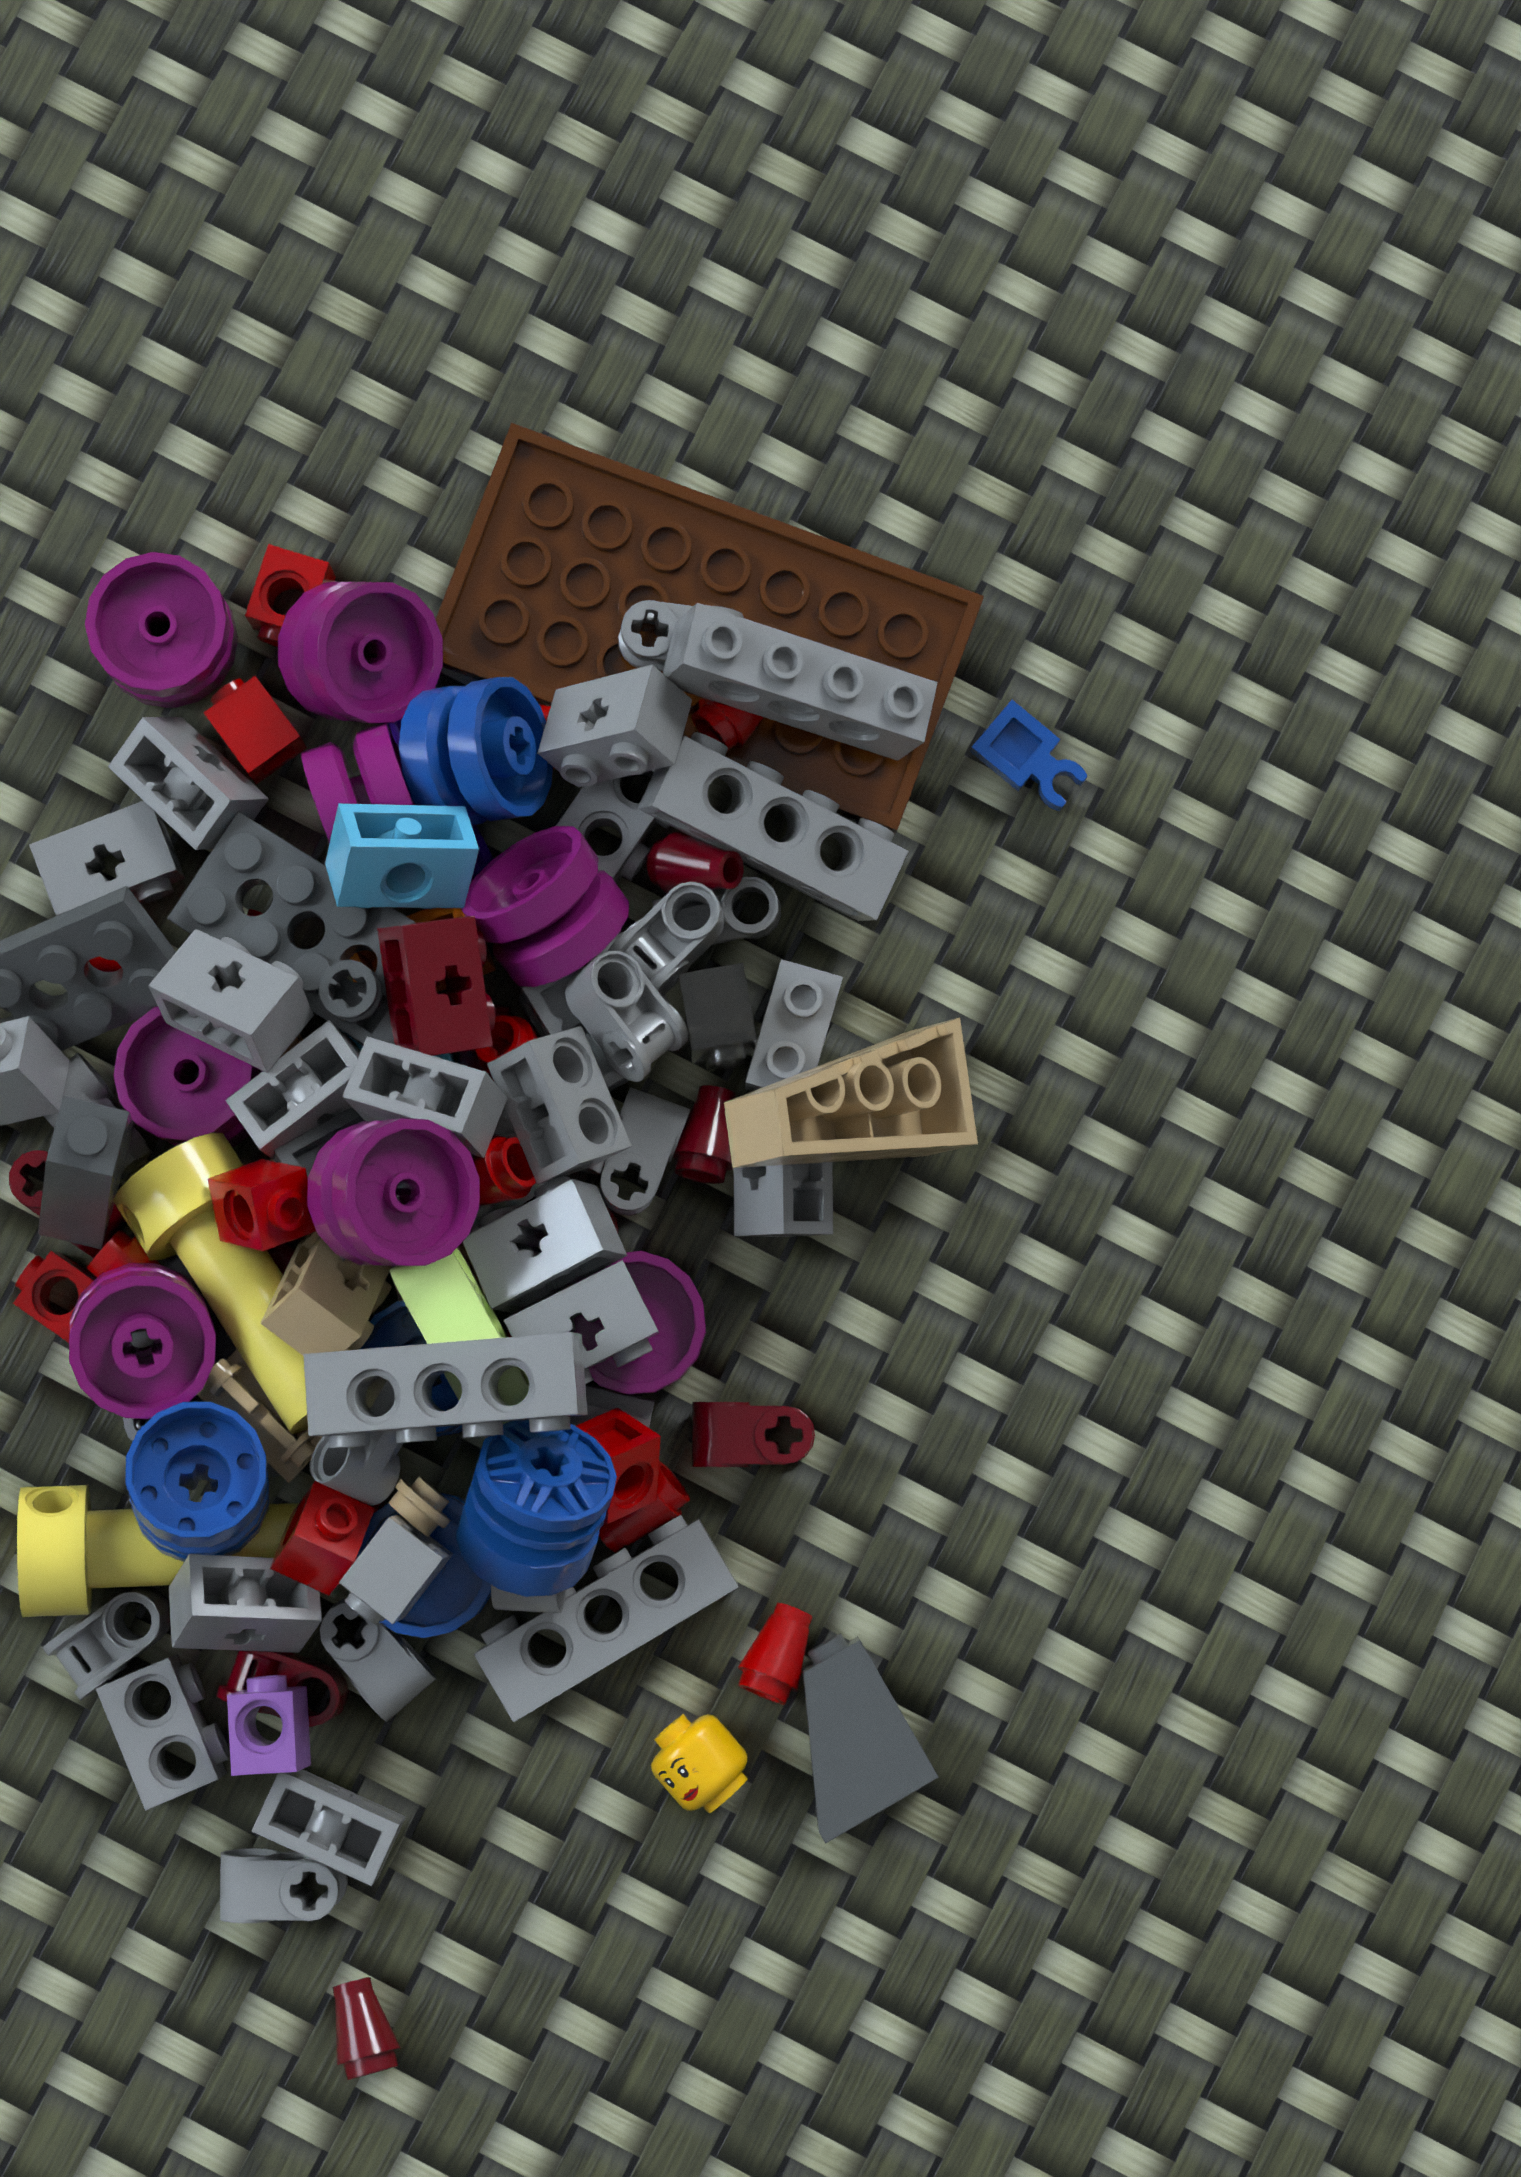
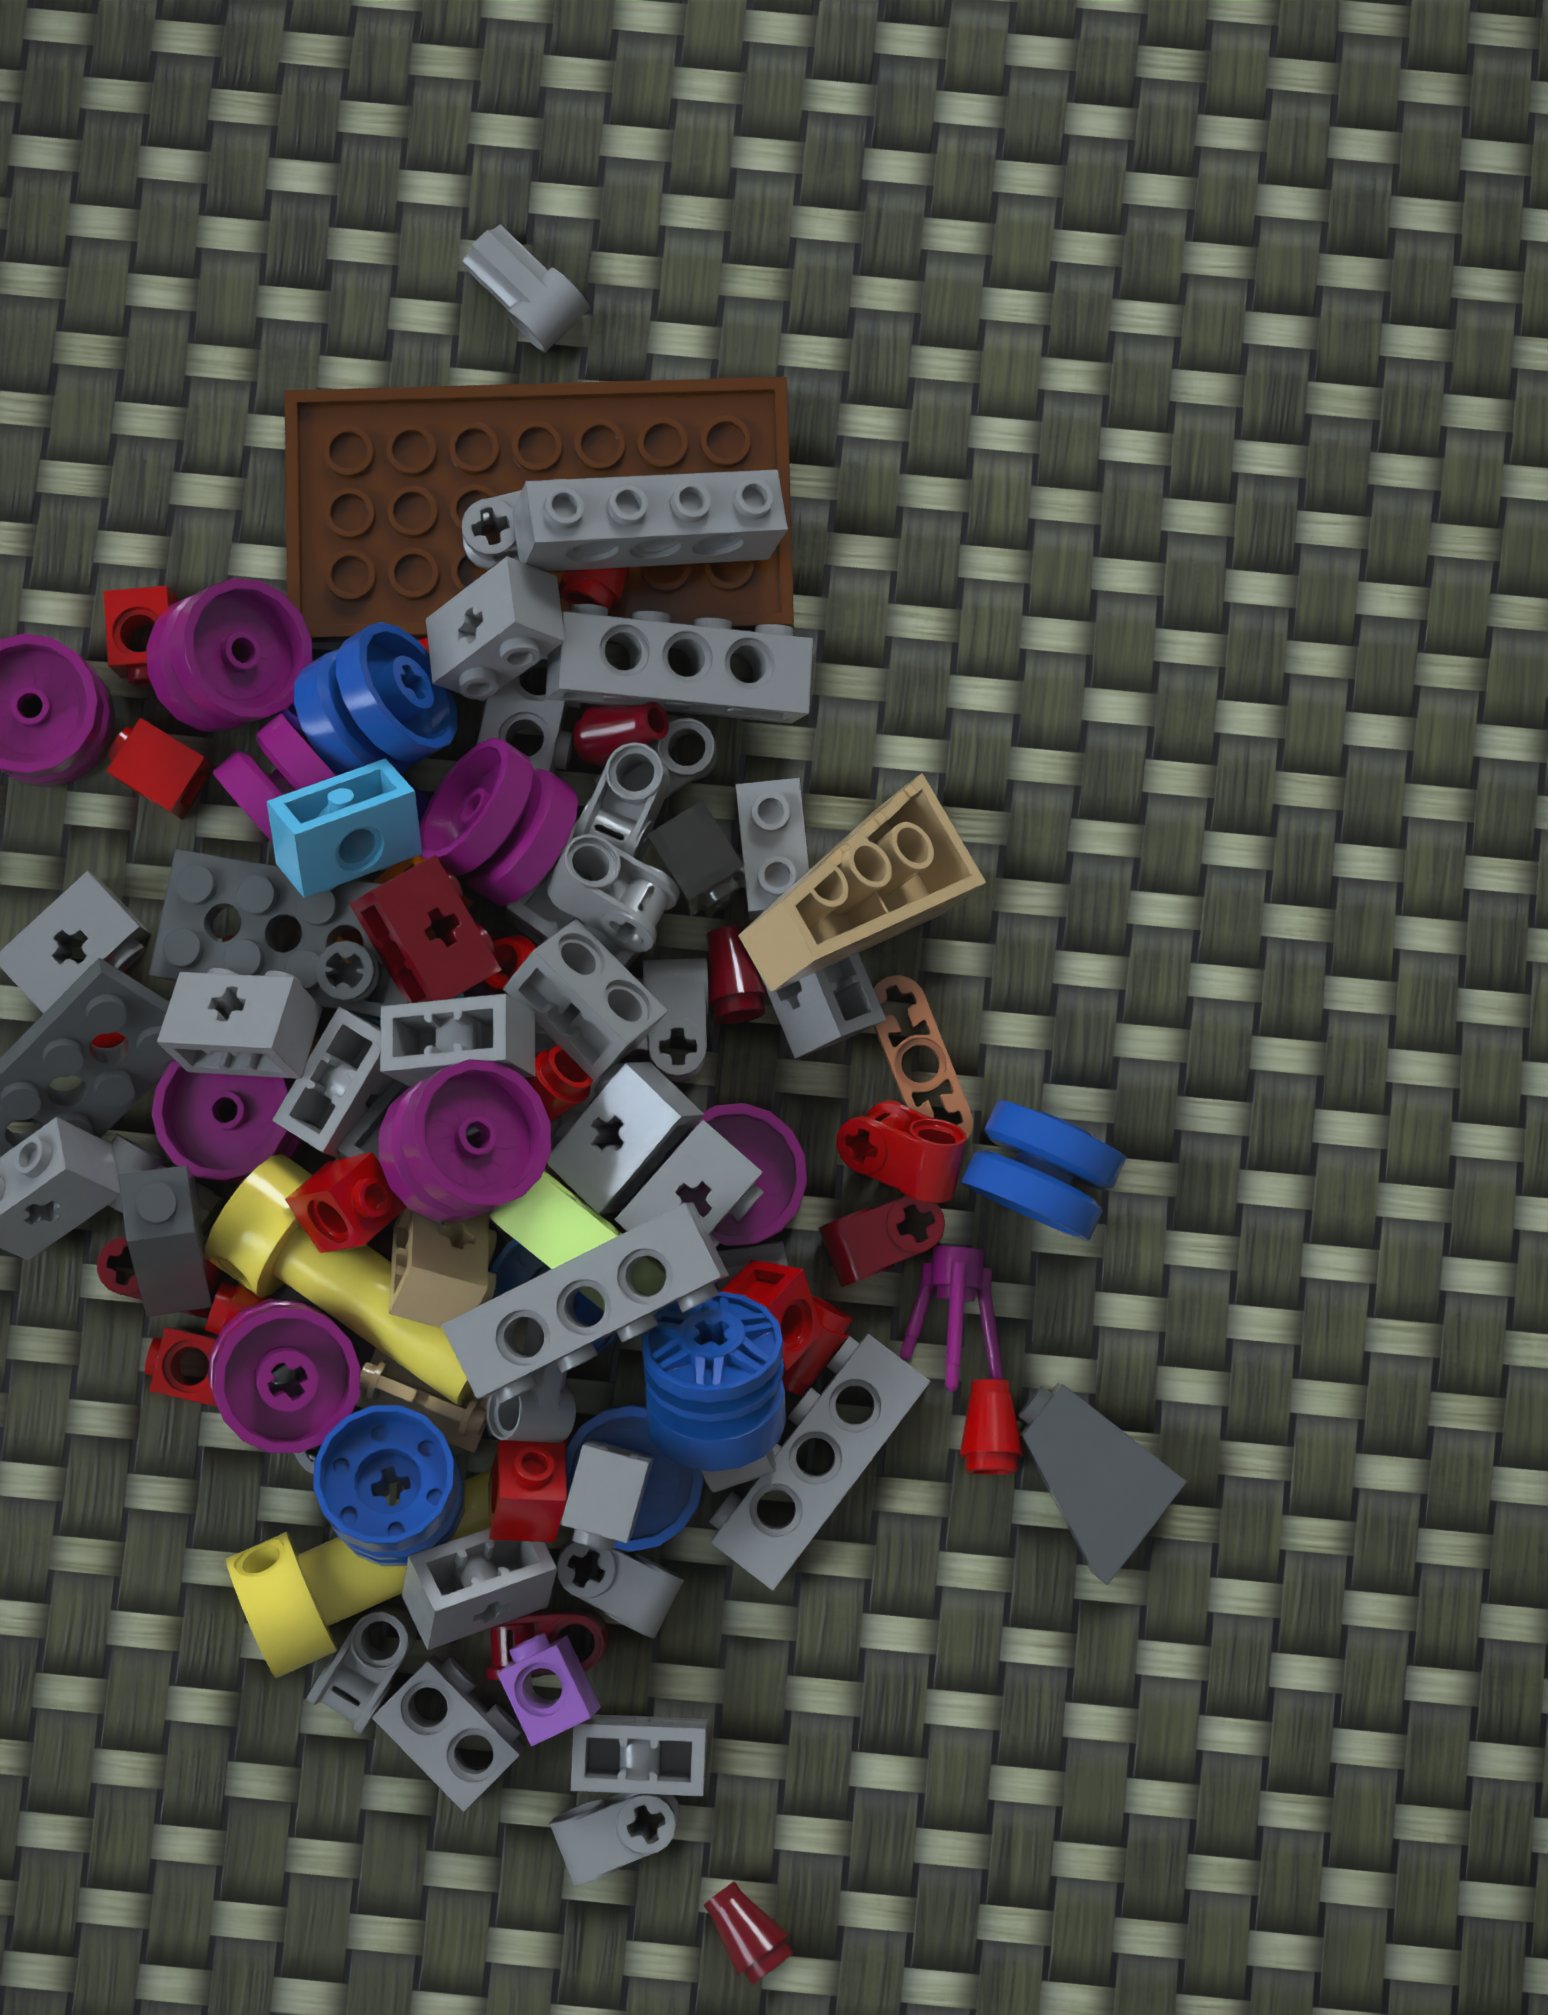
camera: 15 degrees left, 0 degrees up
(185, 780) = (114, 840): light grey brick -> none
(420, 1505) = (606, 1423): tan plate -> none
(699, 1762) = (960, 1558): yellow head -> none
(780, 430) = (536, 299): none -> light grey piece
(801, 1363) = (904, 1150): none -> red piece
(803, 1499) = (957, 1276): none -> magenta plant
(864, 1336) = (917, 1014): none -> nougat beam
(927, 1428) = (1046, 1162): none -> blue wheel
(1020, 749) = (877, 504): blue plate -> none

